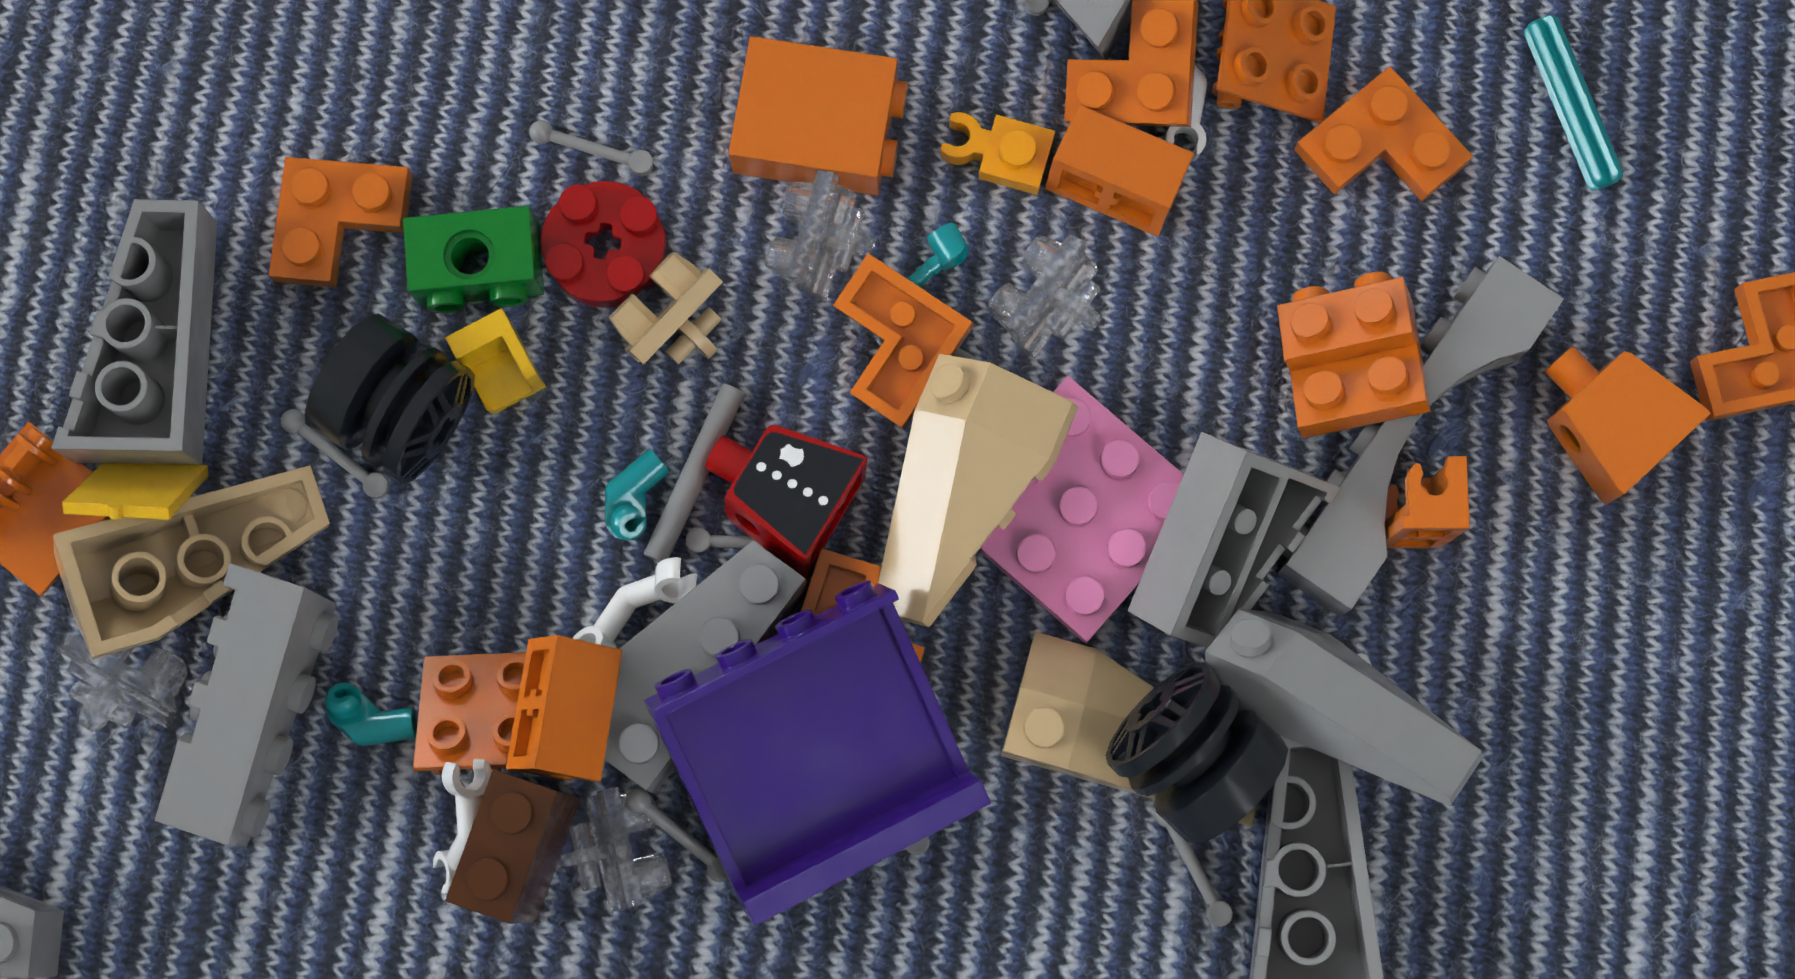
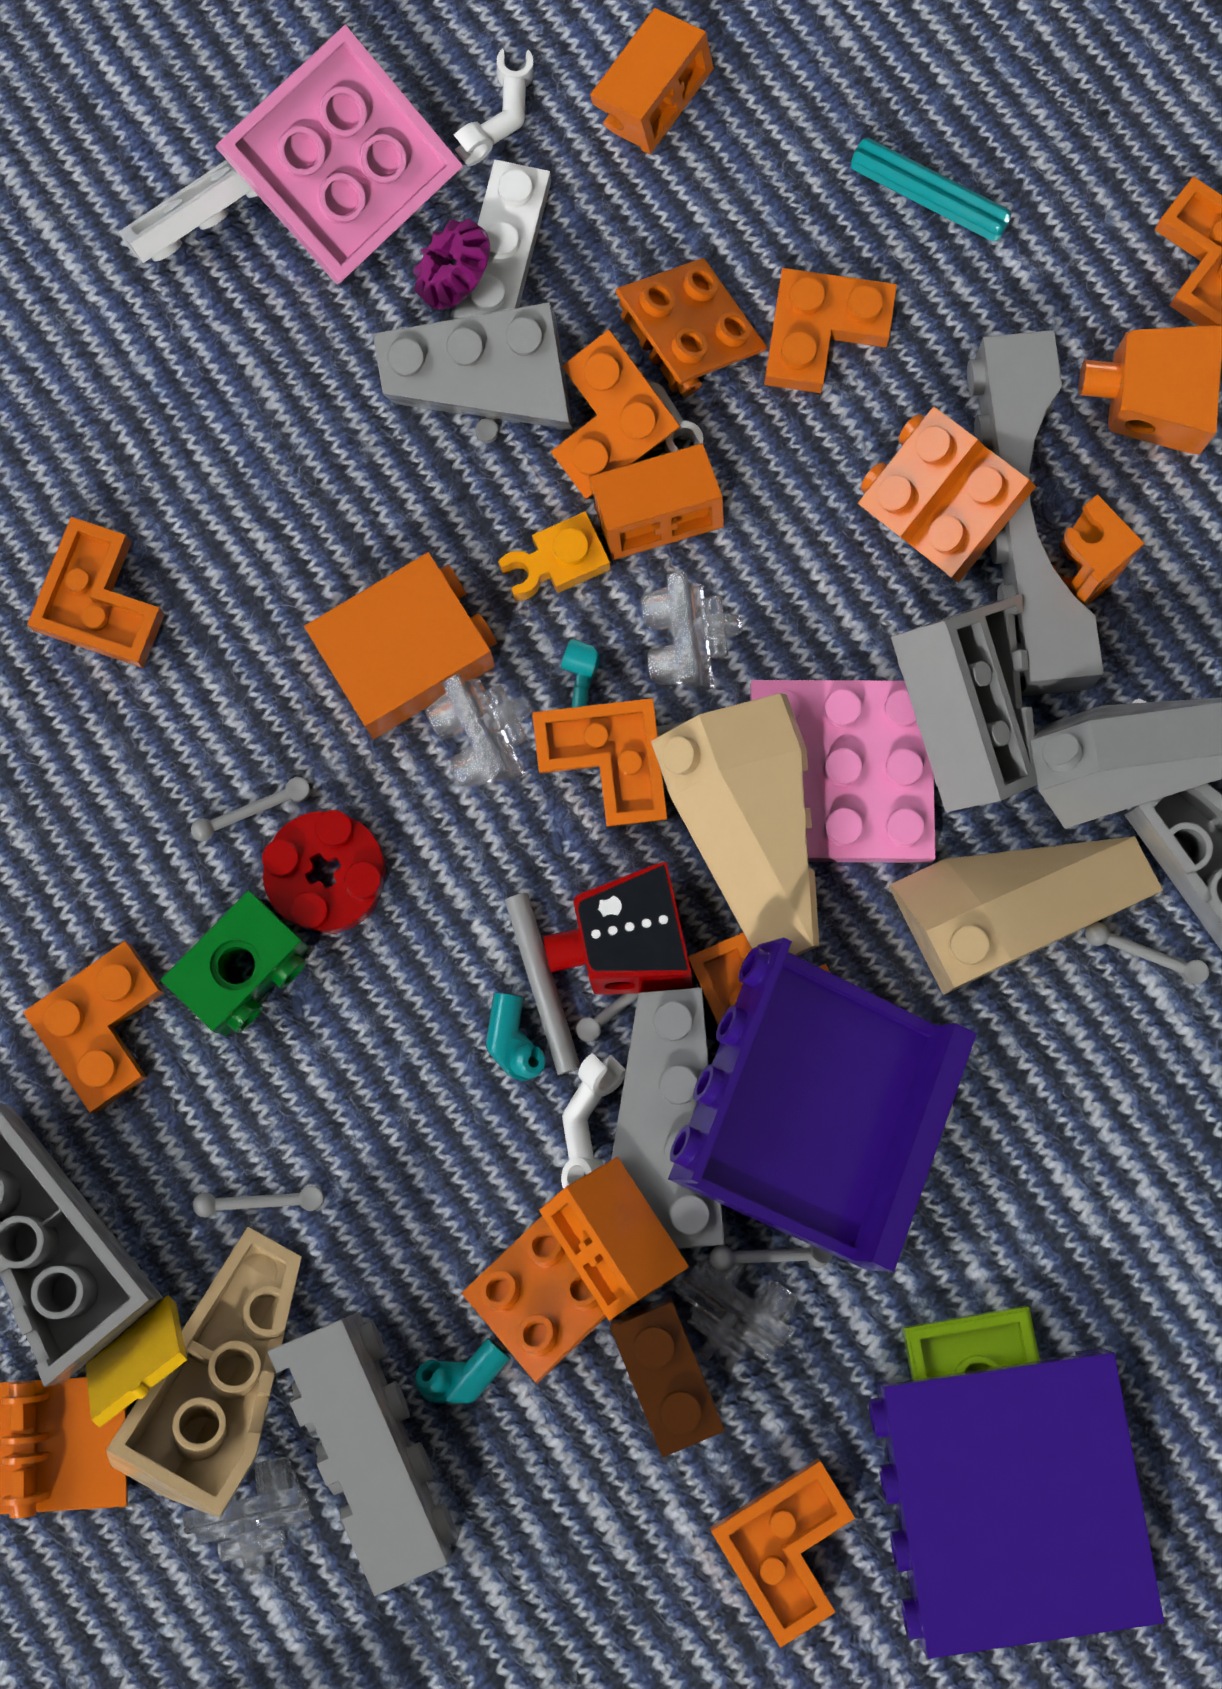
camera: 40 degrees left, 0 degrees up
(389, 398) = (259, 1124): black wheel -> none
(467, 805) = (614, 1382): white arm -> none
(498, 360) = (323, 1027): yellow panel -> none
(688, 290) = (421, 907): tan hips -> none
(1197, 753) = (1097, 868): black wheel -> none

